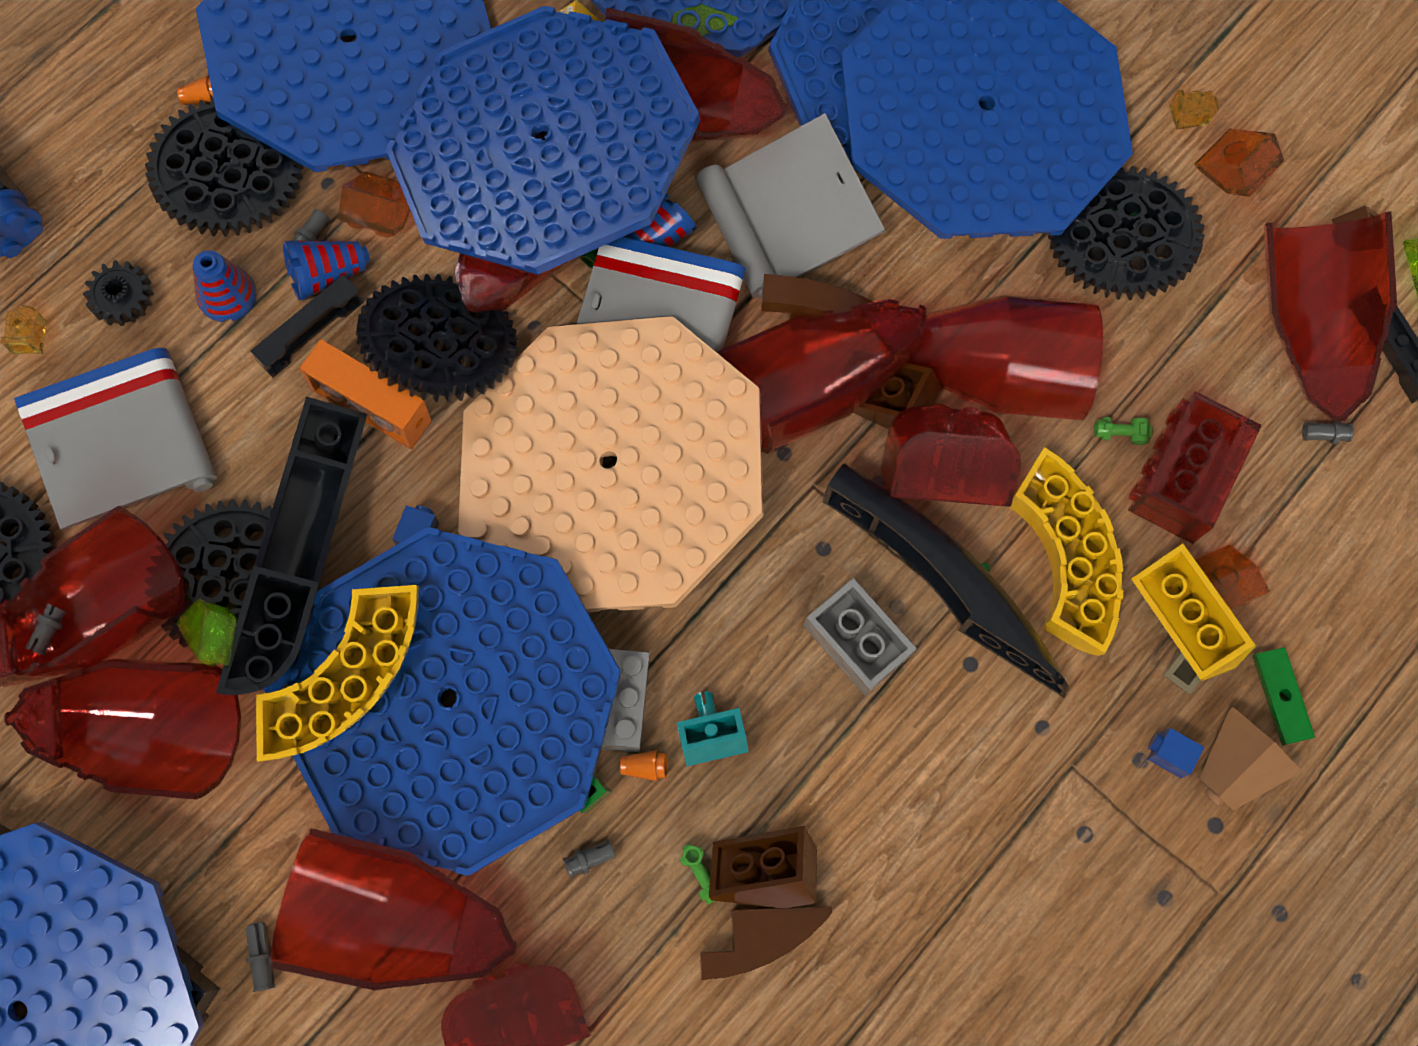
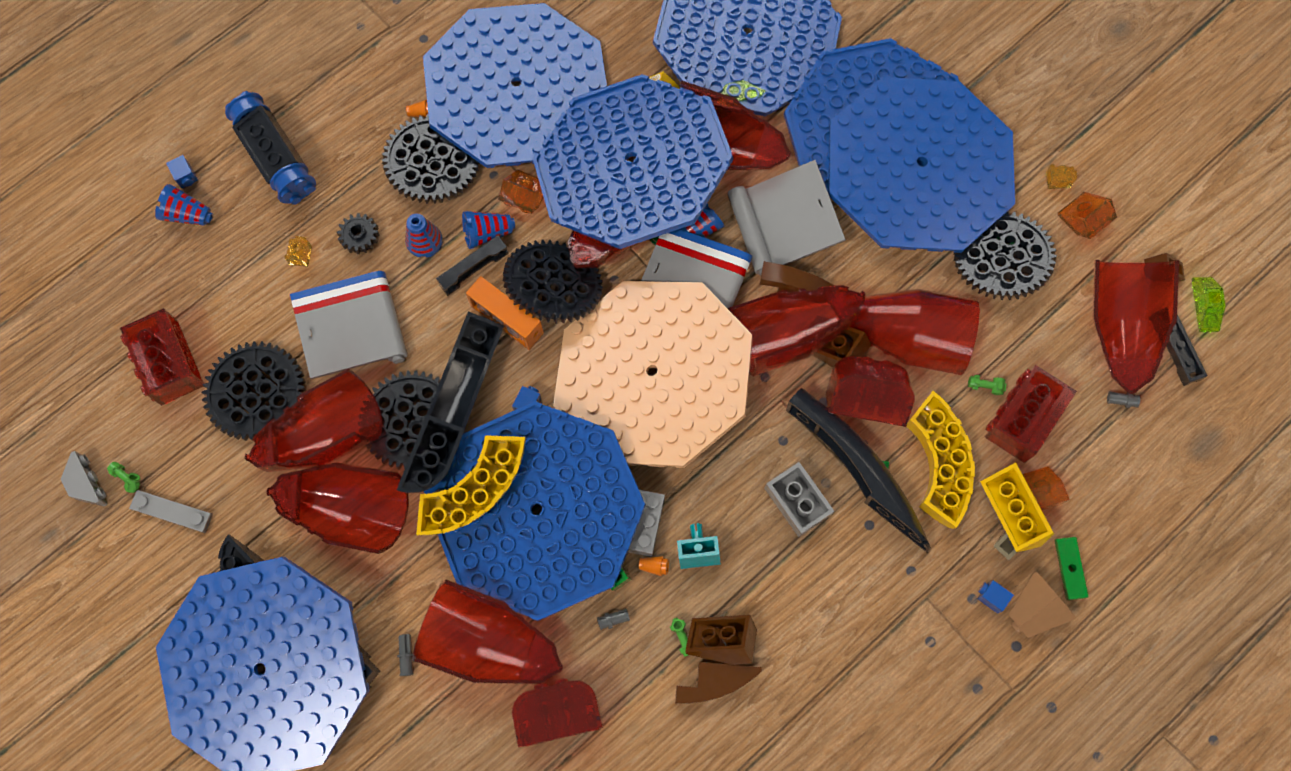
camera: 15 degrees right, 0 degrees up
(46, 629) = (296, 439): dark grey pin -> none
(208, 631) = (395, 452): clear neon green slope -> none
(312, 227) = (481, 203): dark grey pin -> none

